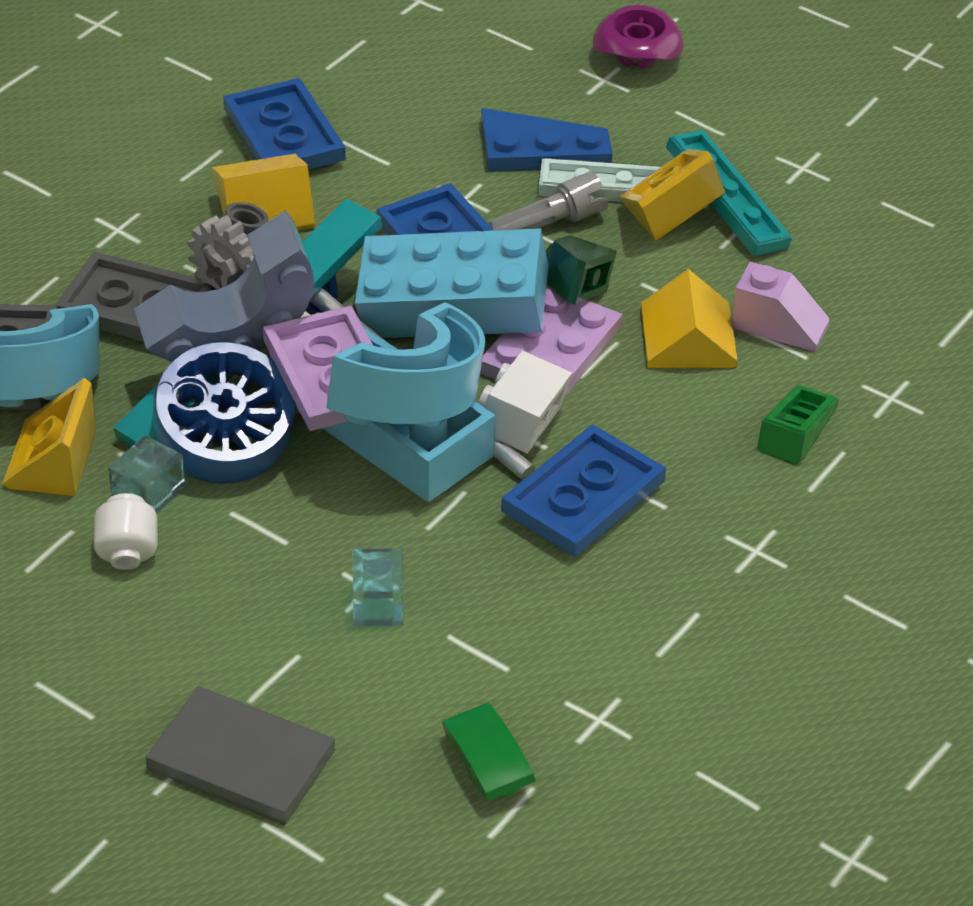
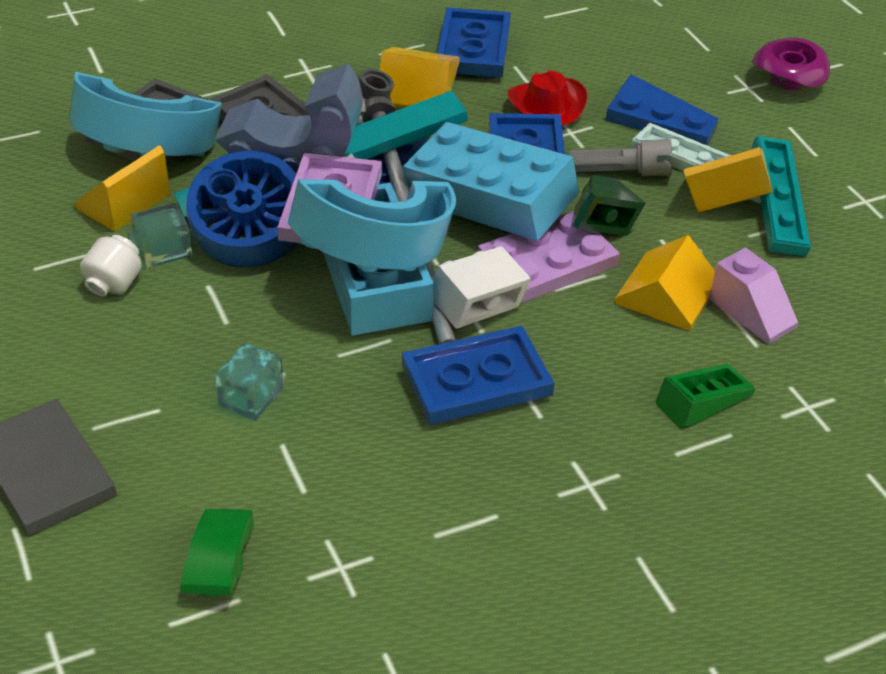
camera: 30 degrees right, 0 degrees up
(418, 166) = (550, 95): none -> red hat

